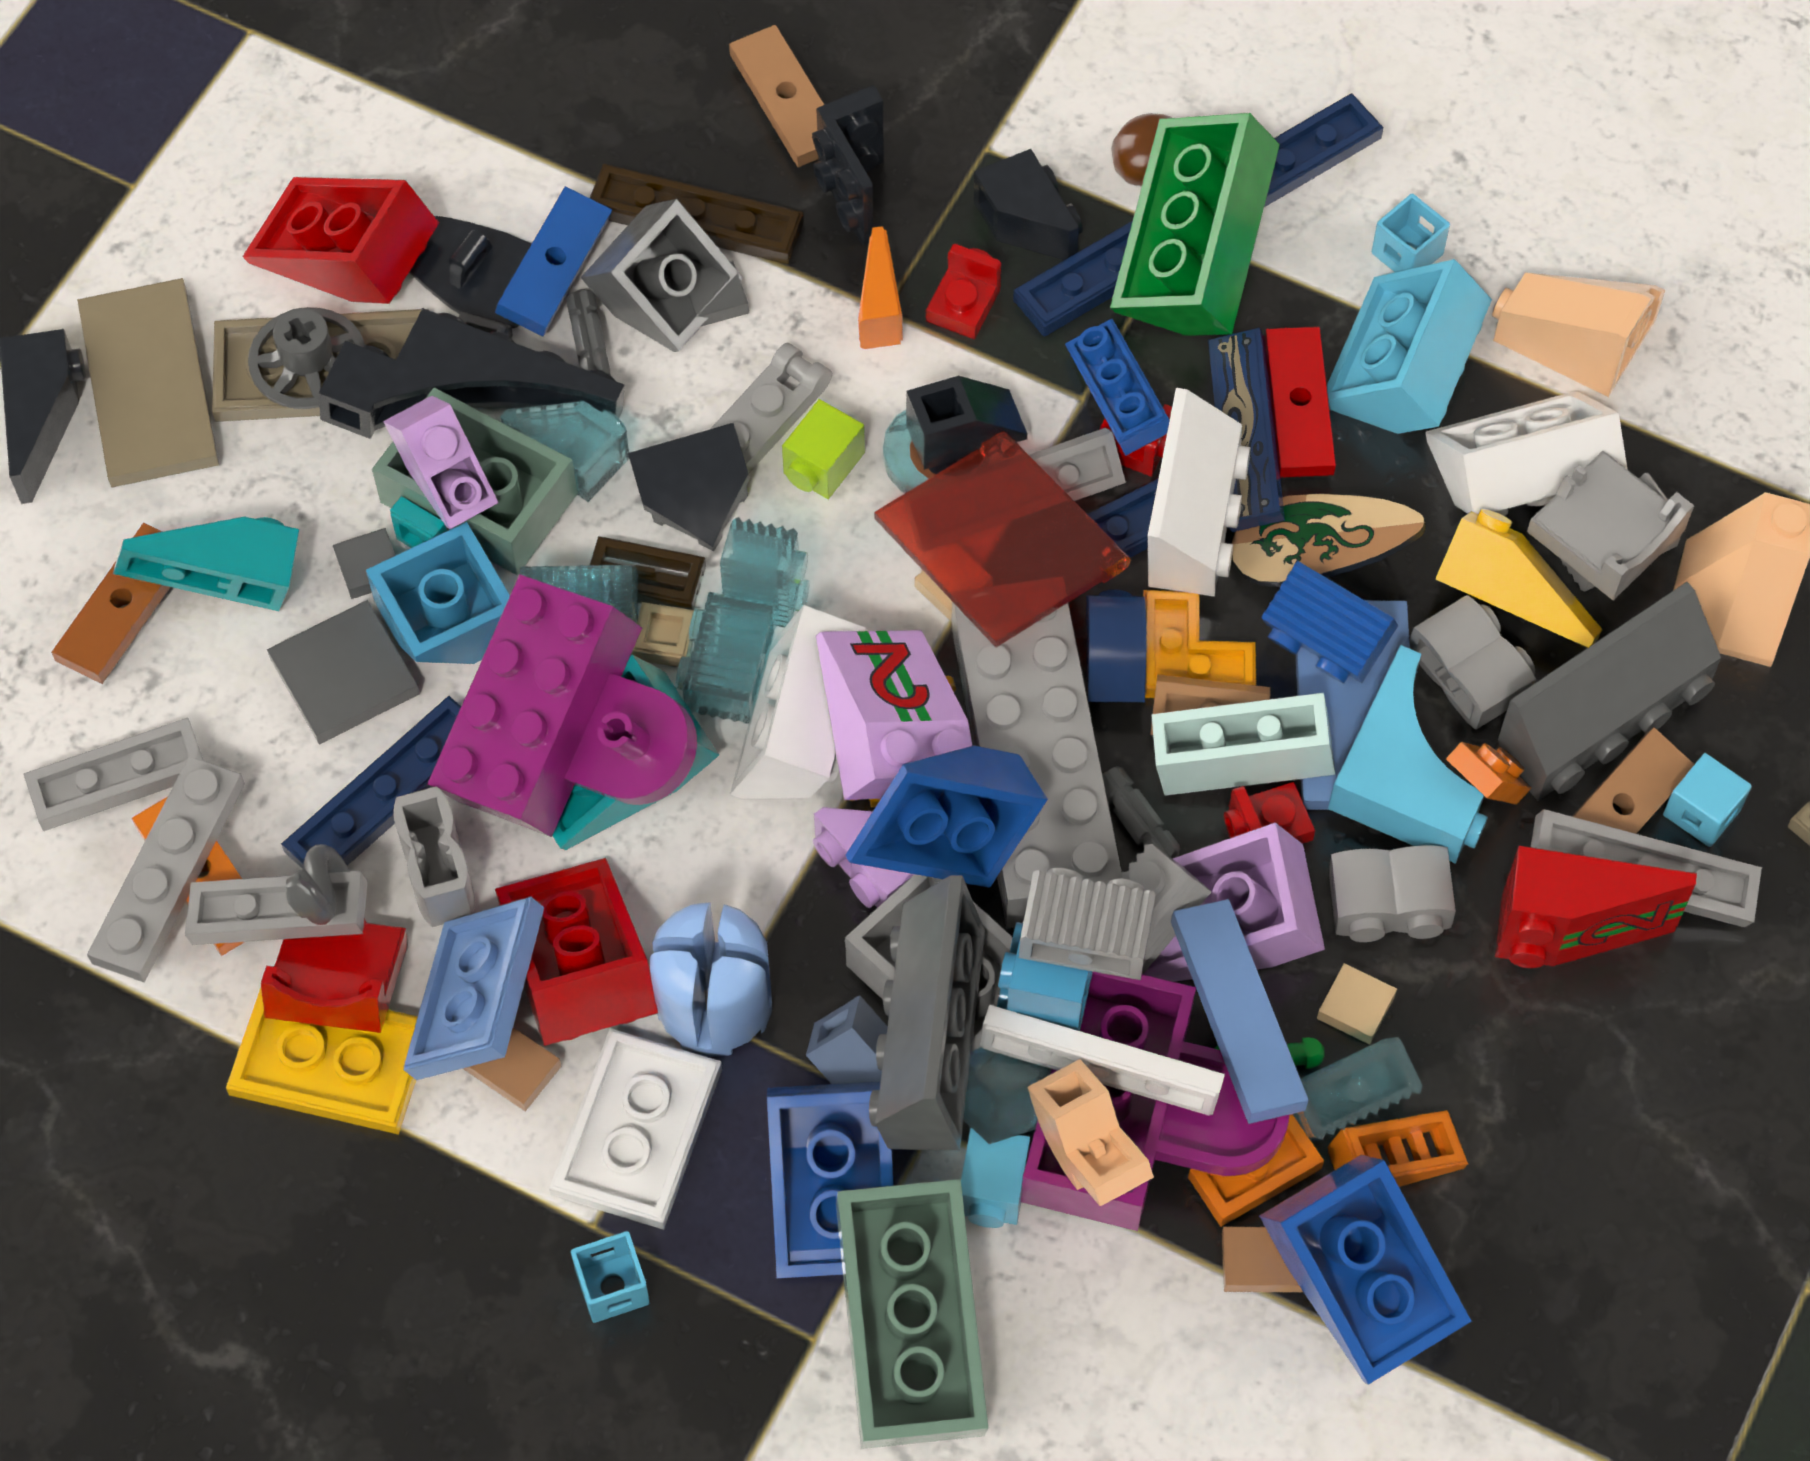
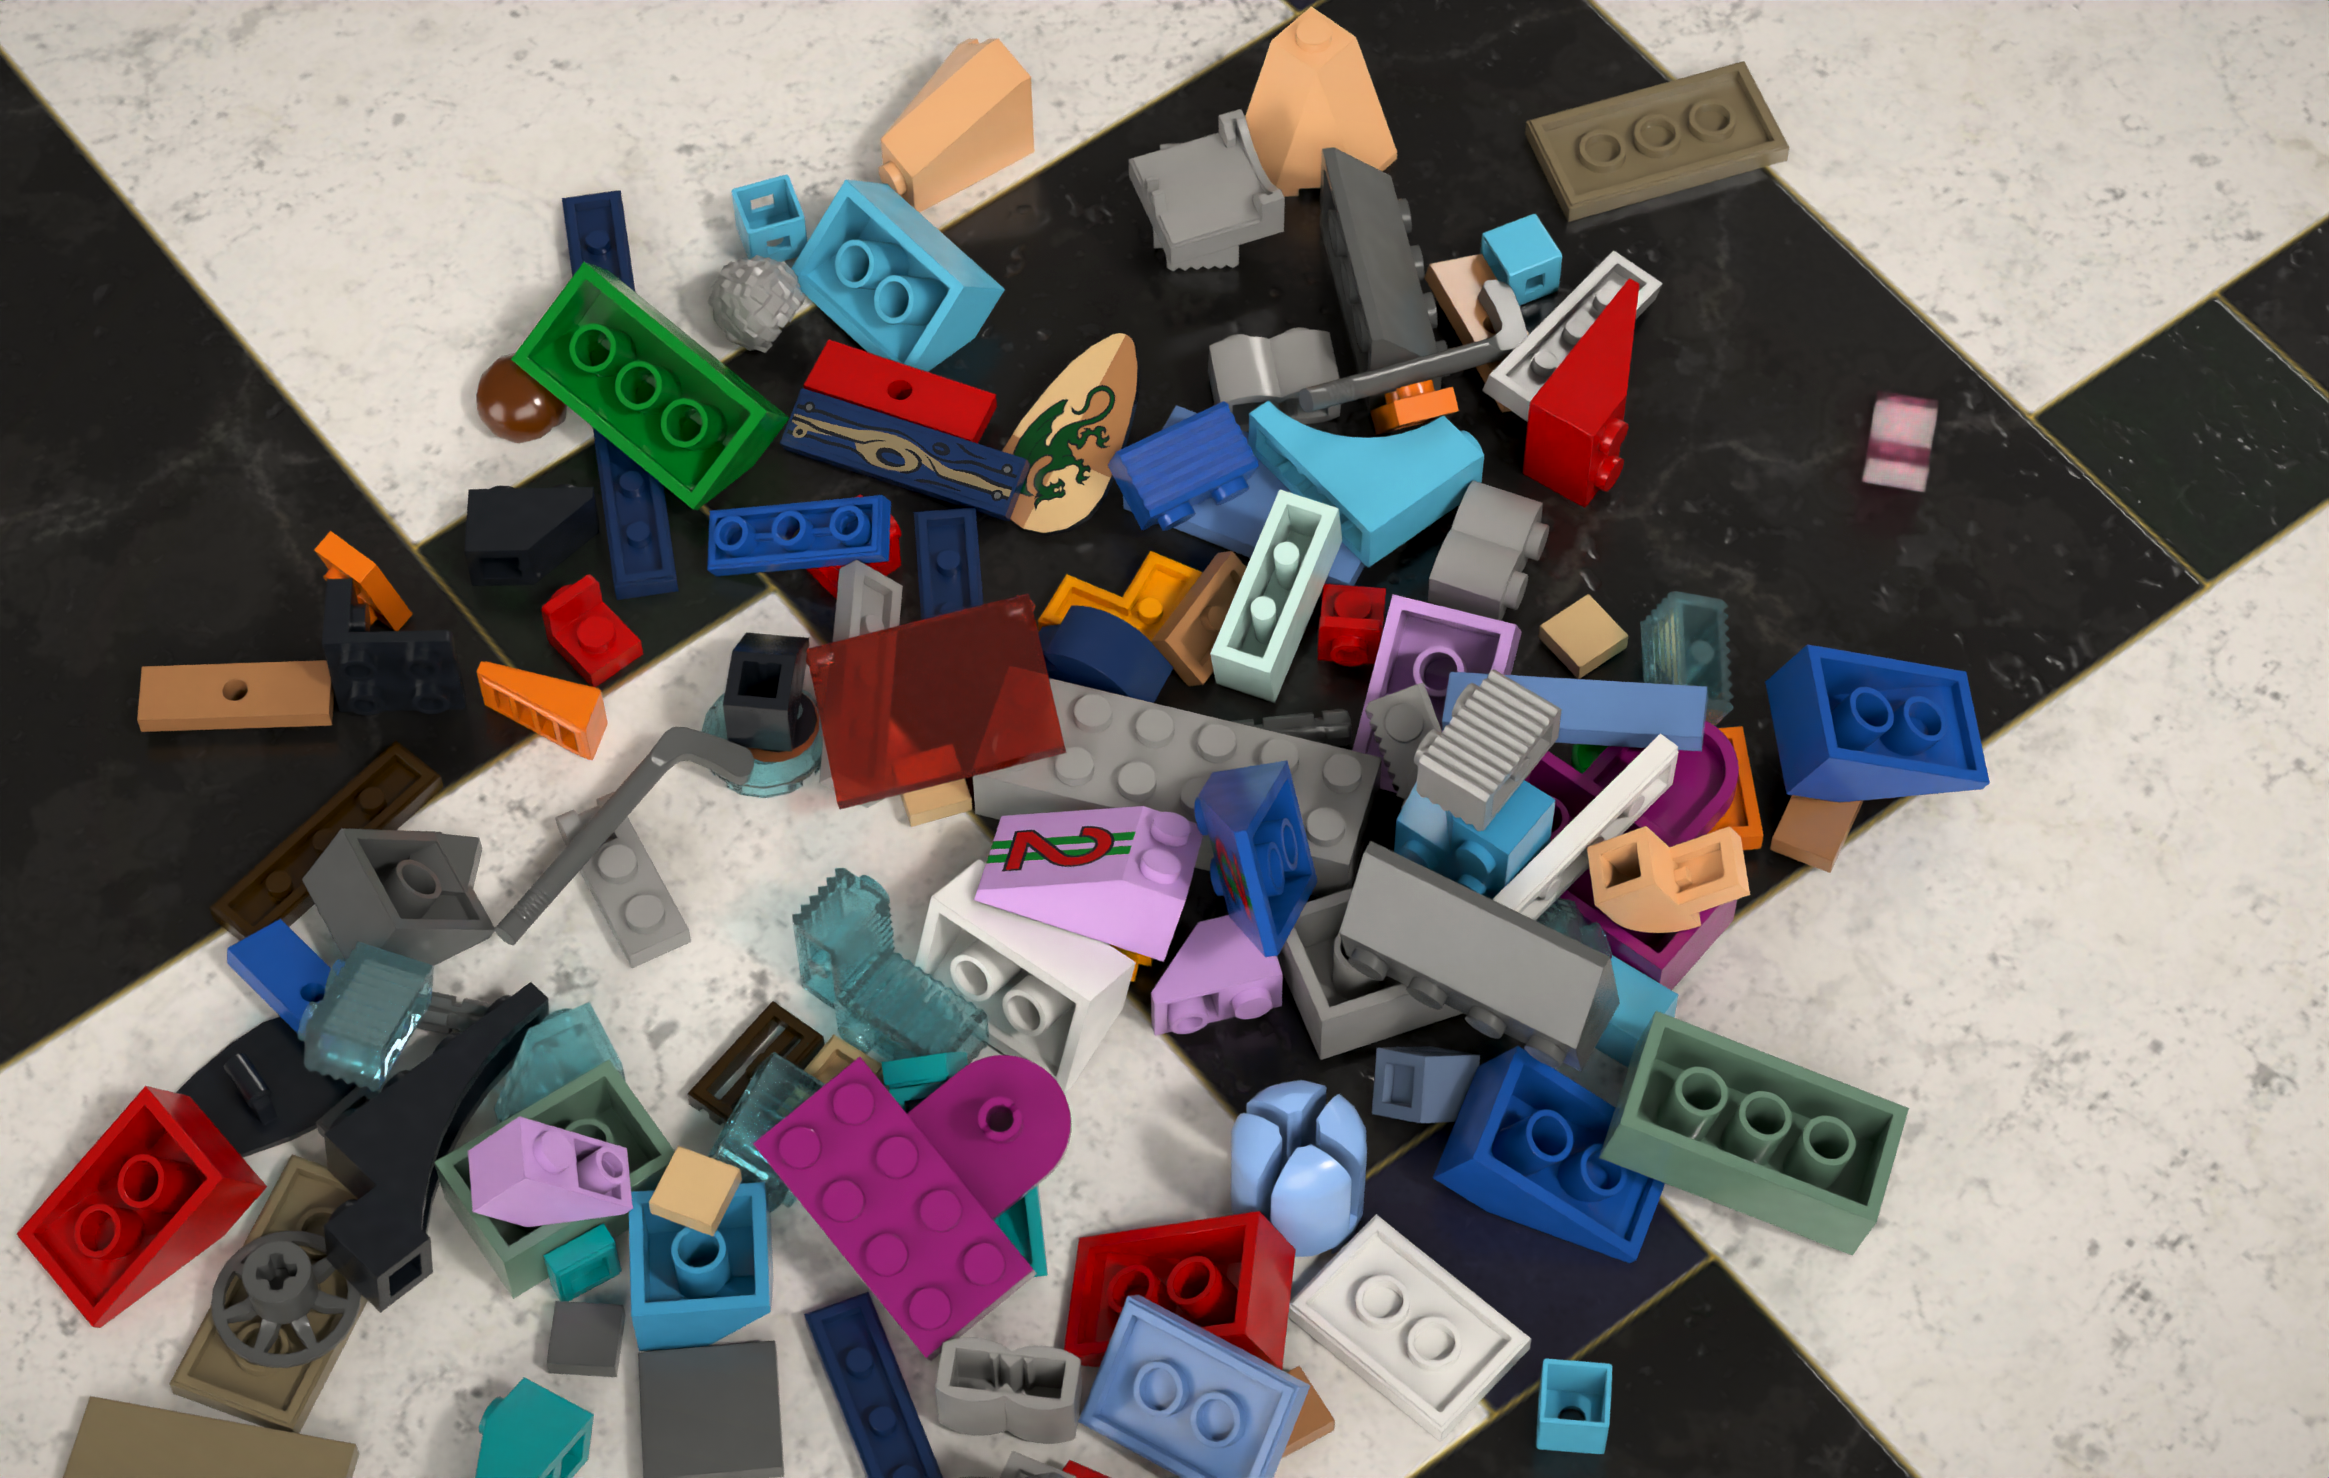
camera: 65 degrees left, 5 degrees down
(481, 562) = (695, 1191): none -> tan tile
(536, 290) = (365, 1015): none -> clear light blue brick
(664, 672) = (923, 1069): none -> teal tile
(693, 482) = (680, 971): black slope -> none
(823, 449) = (710, 835): lime brick -> none
(875, 385) = (674, 746): none -> dark grey piece
(910, 119) = (368, 580): none -> orange plate
(1196, 497) = (980, 519): white slope -> none
(1324, 258) = (755, 301): none -> light grey piece
(1366, 1139) = (1753, 666): orange slope -> none
(1508, 572) = (1189, 310): yellow slope -> none
(1523, 451) = (1069, 234): white slope -> none
(1637, 805) = (1508, 322): none -> dark grey piece
(1704, 1185) = (1900, 441): none -> clear pink slope

